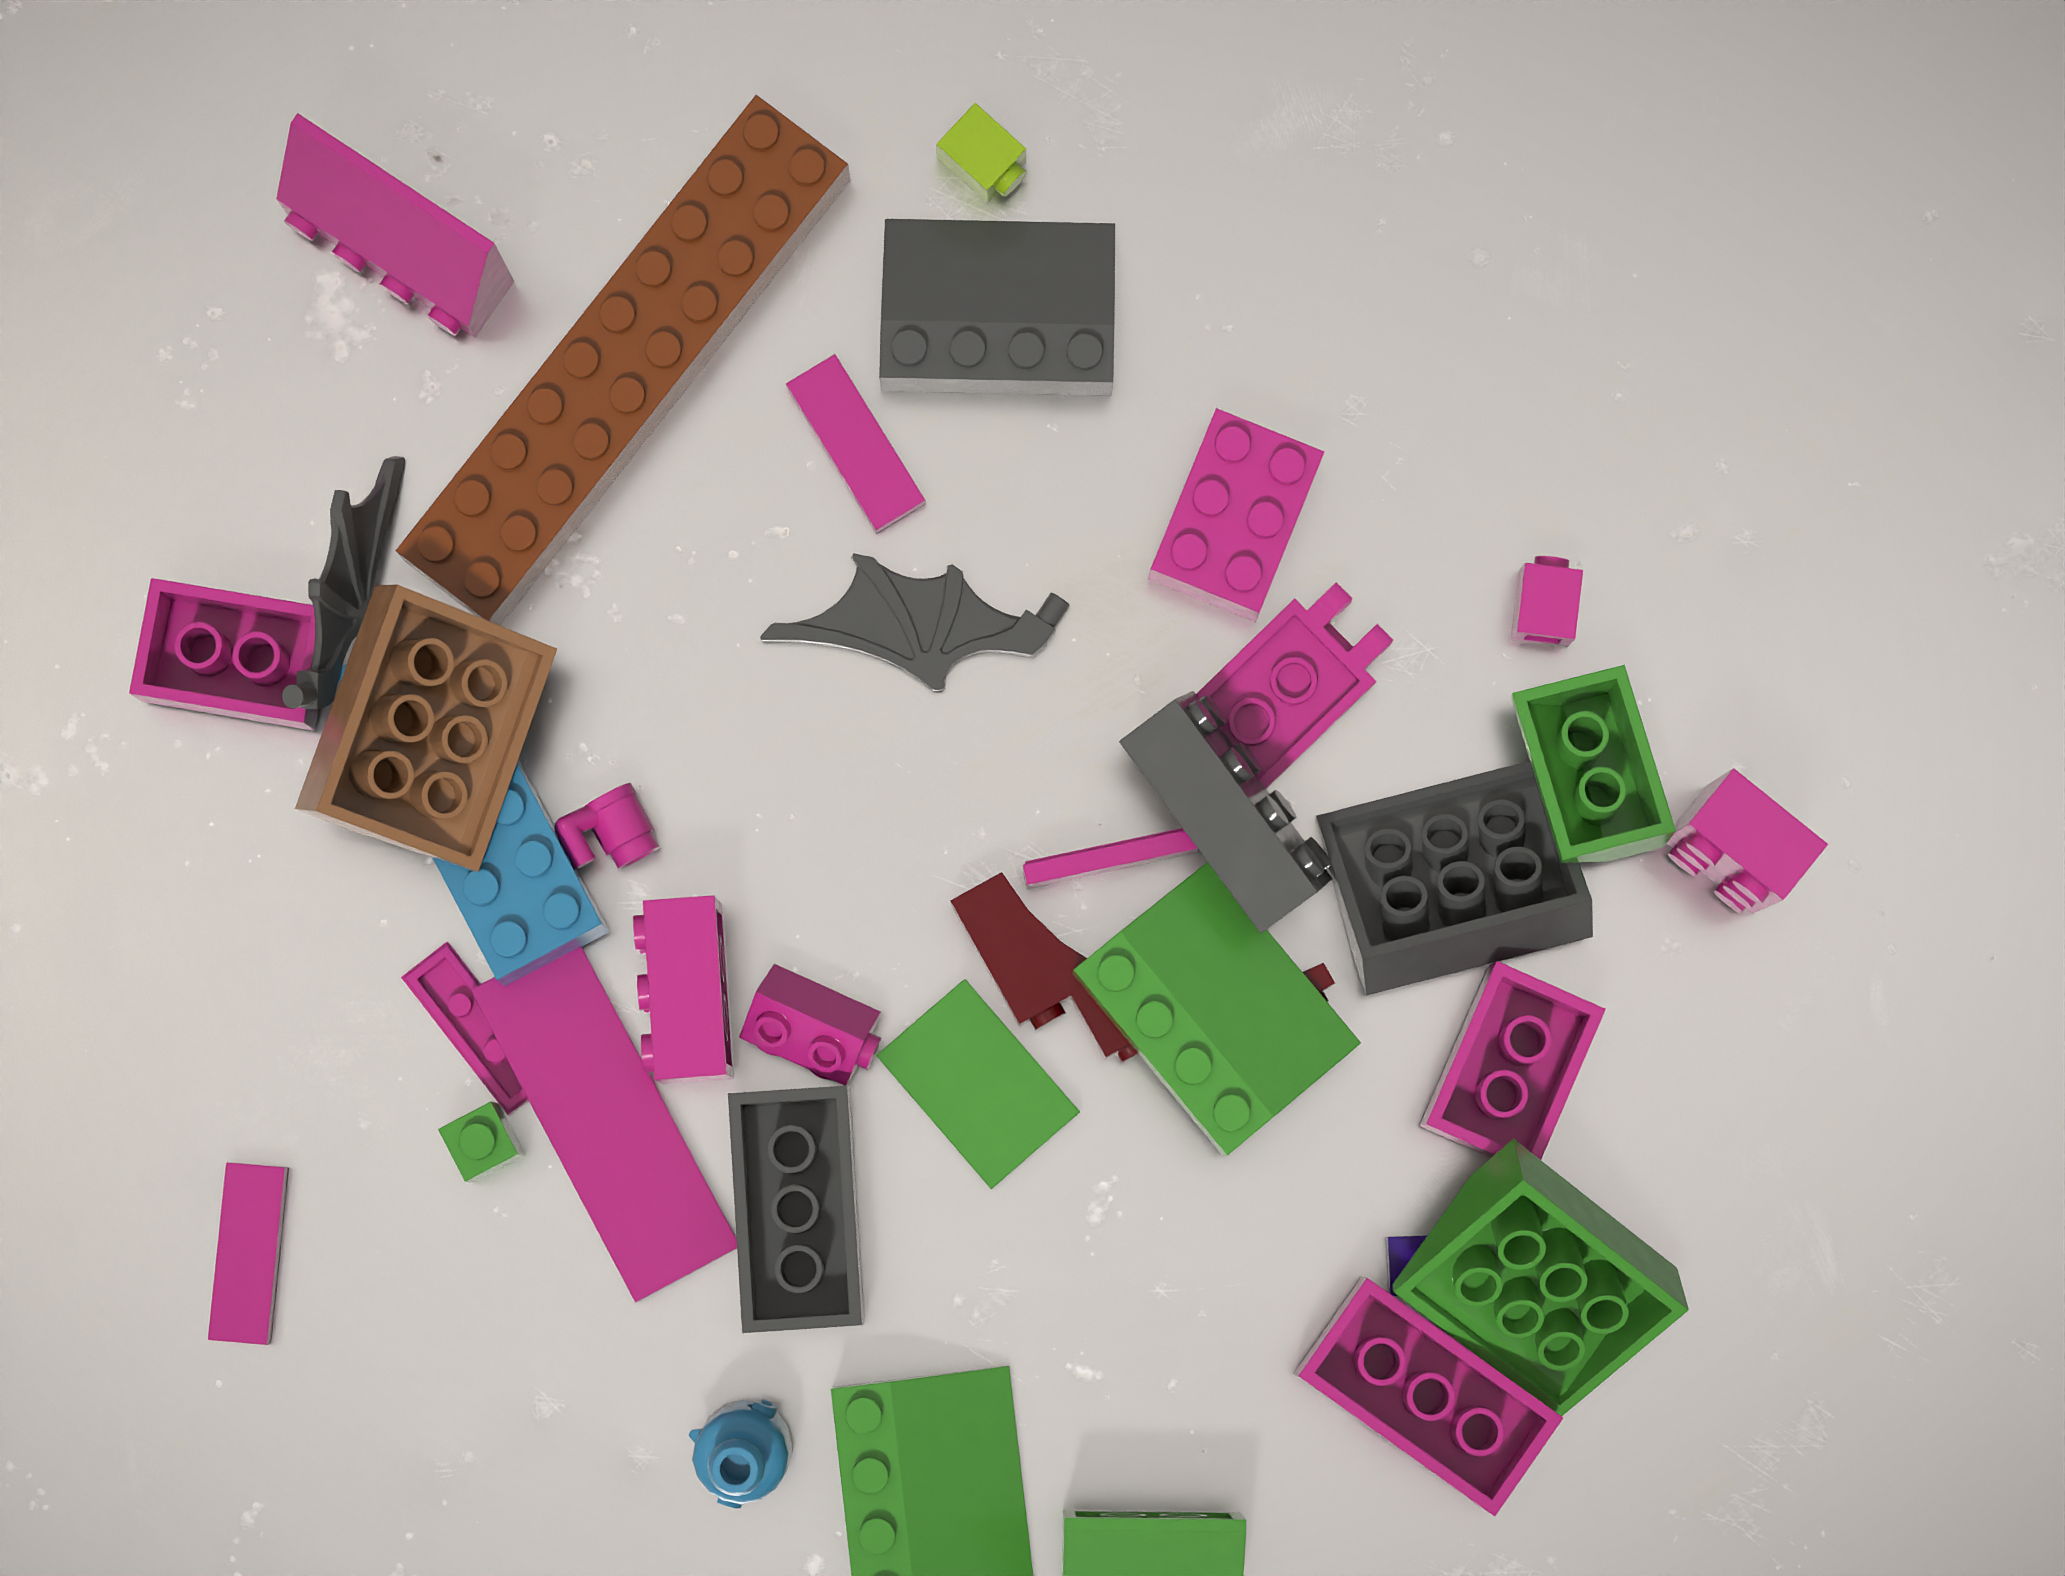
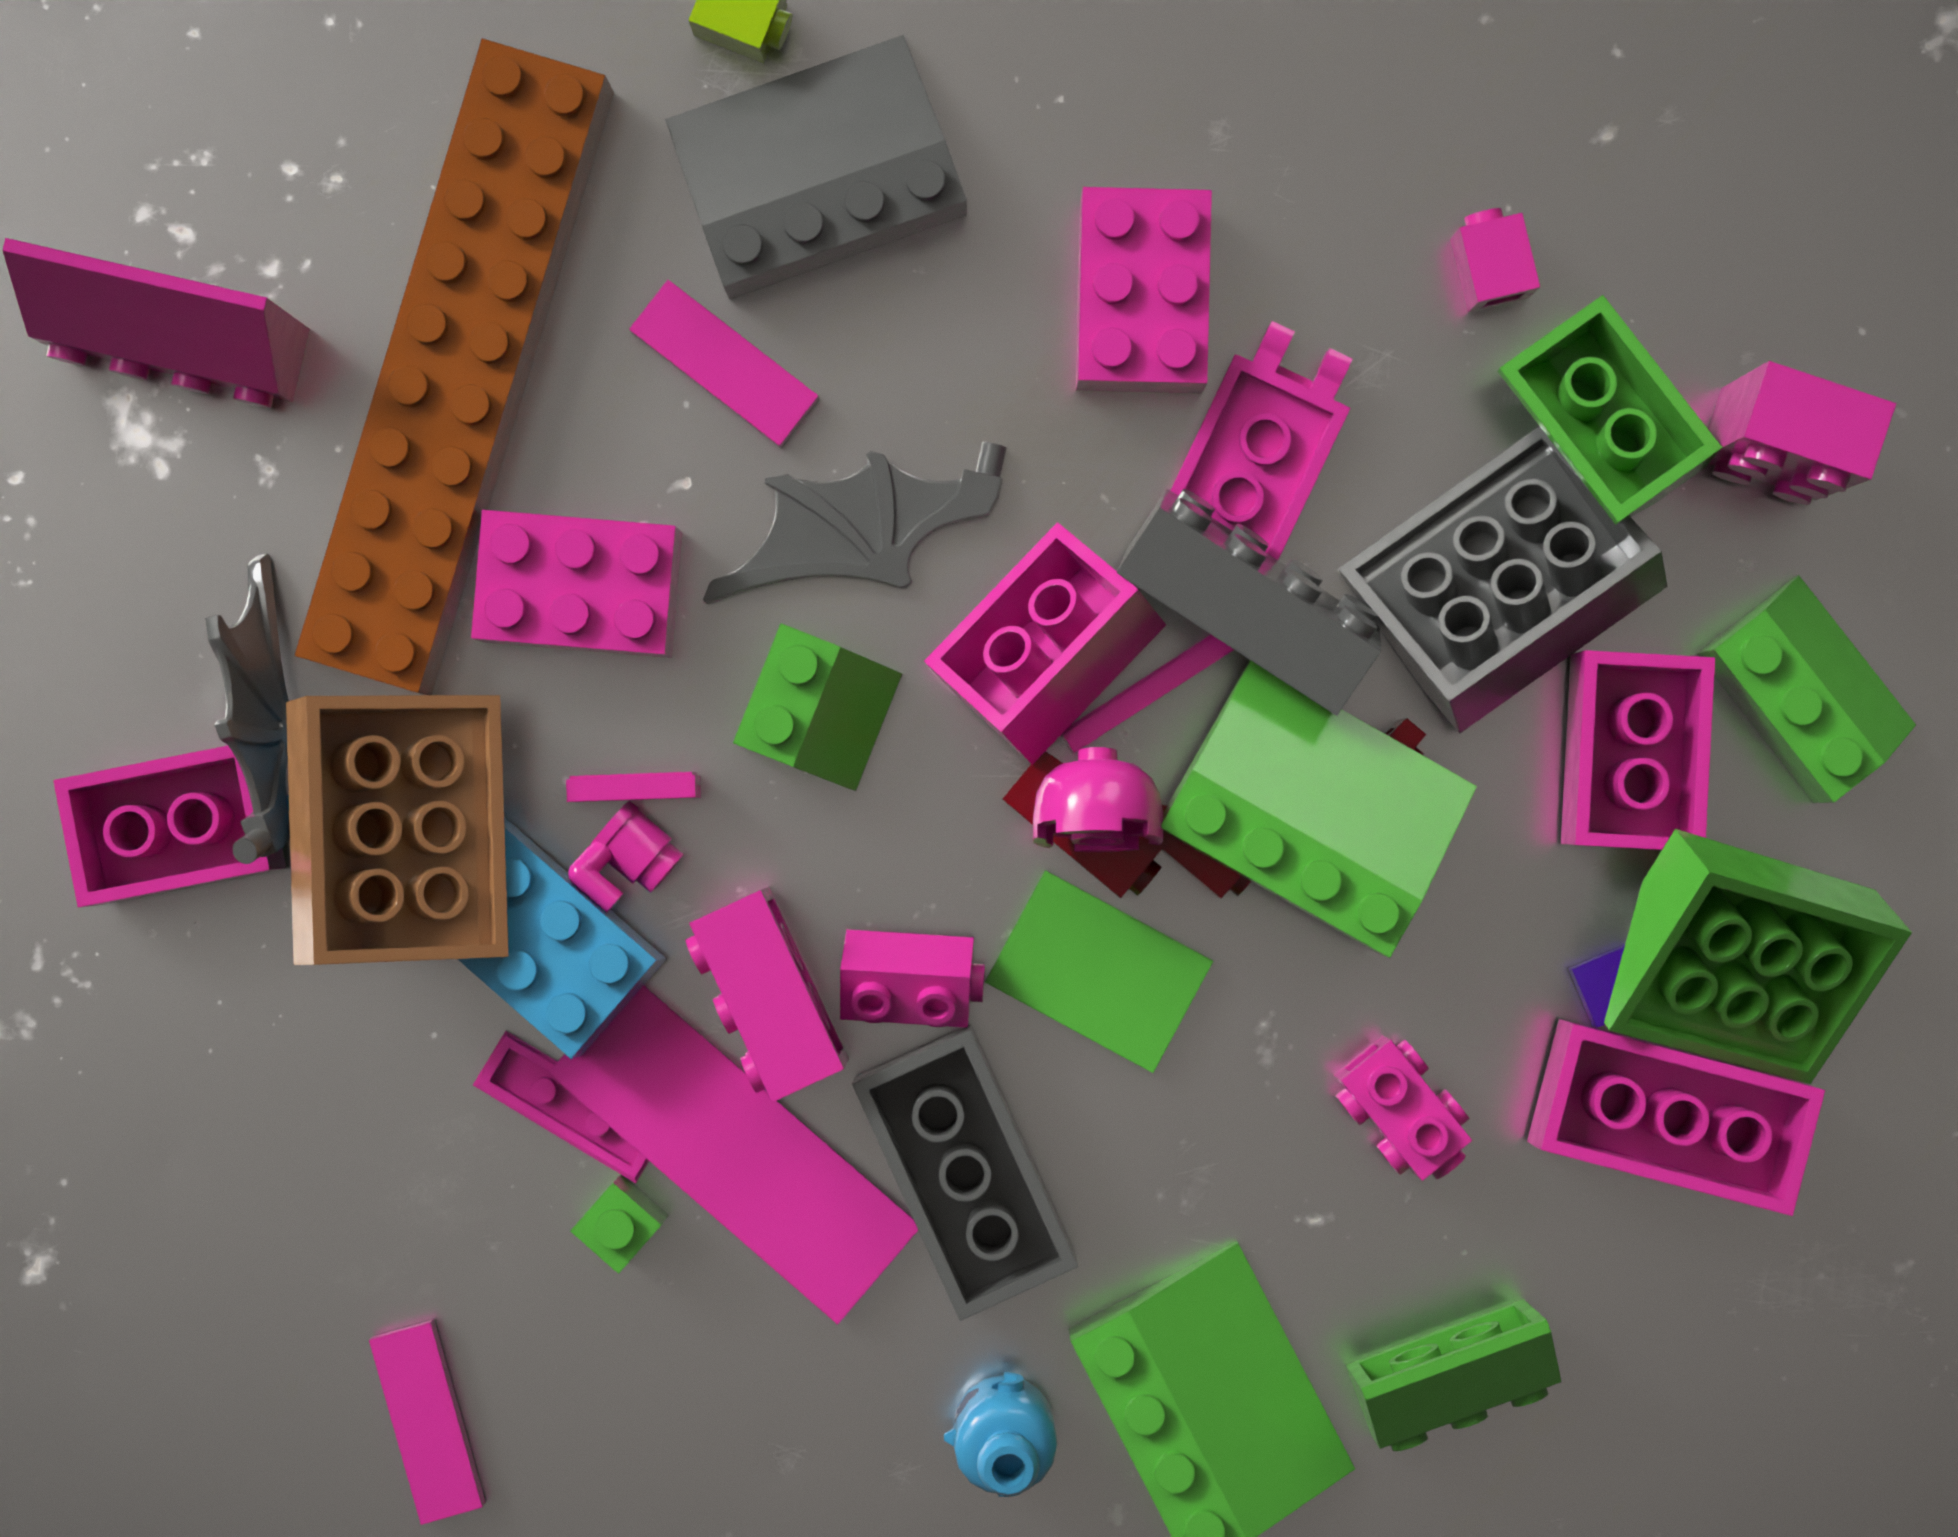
camera: 20 degrees left, 5 degrees up
(639, 773) = (633, 787): none -> dark pink tile
(658, 582) = (576, 583): none -> dark pink brick
(822, 764) = (817, 707): none -> bright green slope
(1028, 933) = (1098, 804): none -> dark pink cylinder
(1037, 781) = (1045, 642): none -> dark pink brick
(1201, 1319) = (1417, 1126): none -> dark pink brick
(1683, 1073) = (1809, 692): none -> bright green slope

